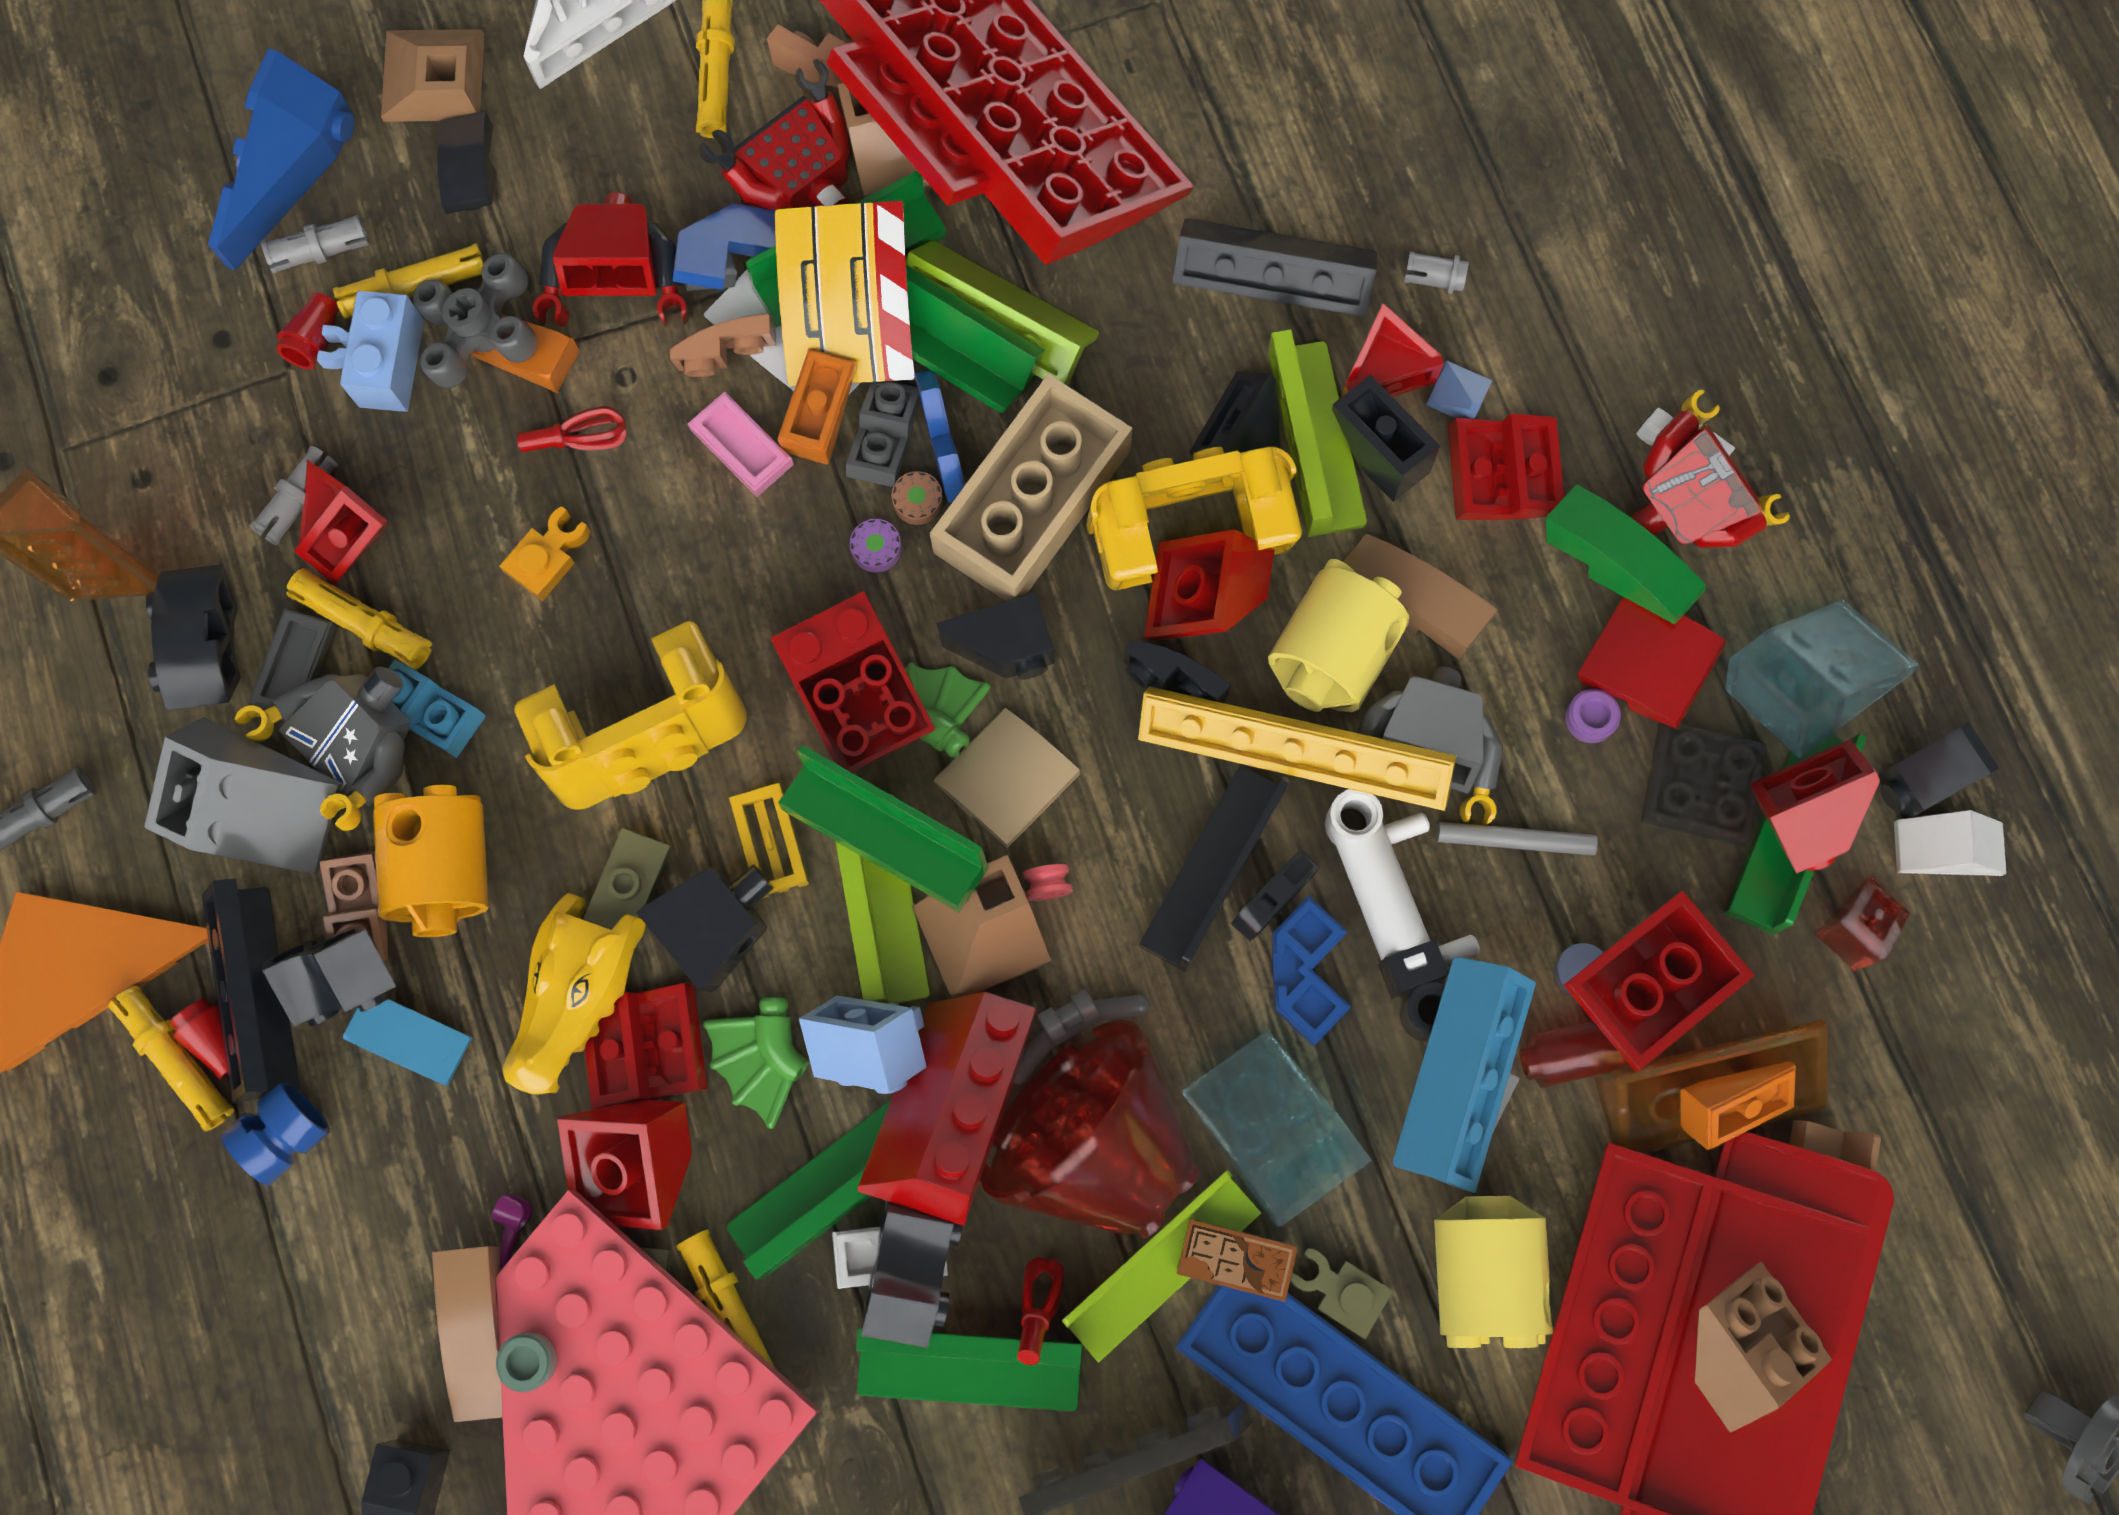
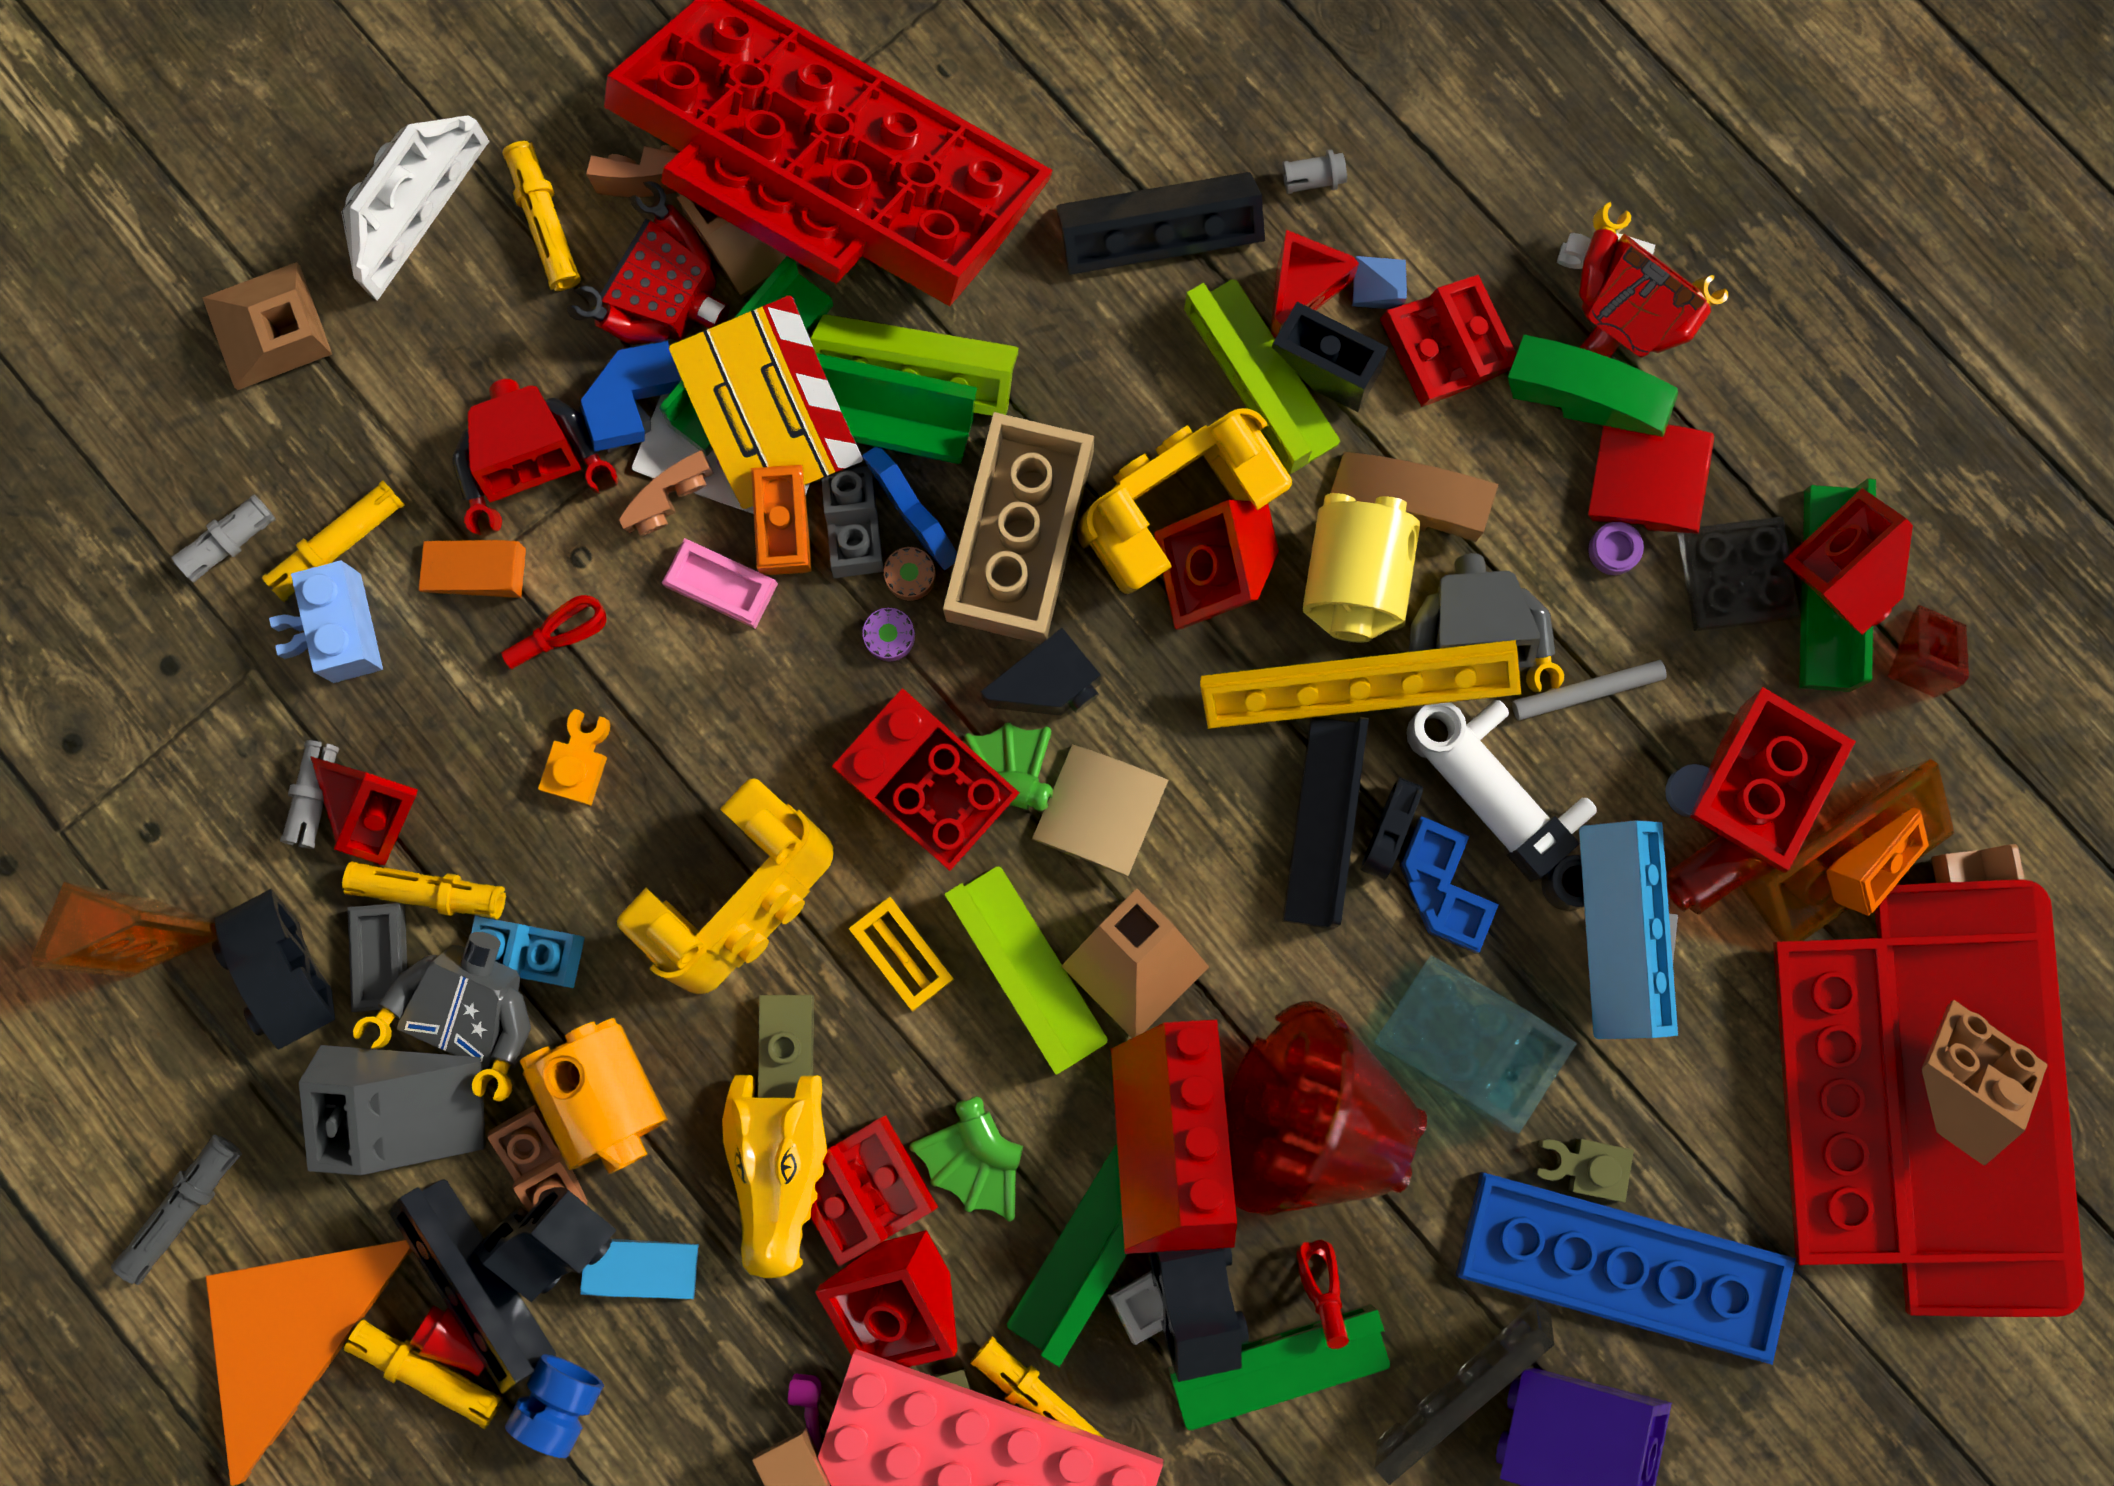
camera: 20 degrees left, 5 degrees up
(288, 146) = (158, 446): blue wedge -> none
(303, 333) = (251, 635): red cone -> none
(464, 162) = (337, 404): black slope -> none
(474, 320) = (415, 559): dark grey gear -> none
(709, 923) = (879, 1054): black torso -> none
(864, 1043) = (1072, 1112): light blue brick -> none
(884, 830) = (1014, 910): green panel -> none
(1047, 882) = (1177, 895): coral bush -> none
(1071, 1020) = (1257, 1005): dark grey piece -> none
(1150, 1273) = (1418, 1211): lime panel -> none
(1160, 667) = (1201, 653): black slope -> none
(1237, 1260) = (1485, 1177): tile -> none
(1244, 416) = (1187, 385): black slope -> none
(1492, 1273) = (1720, 1102): light yellow cylinder -> none
(1815, 674) = (1807, 435): clear light blue slope -> none
(1936, 772) = (1949, 488): black slope -> none
(1950, 844) = (1979, 549): white slope -> none

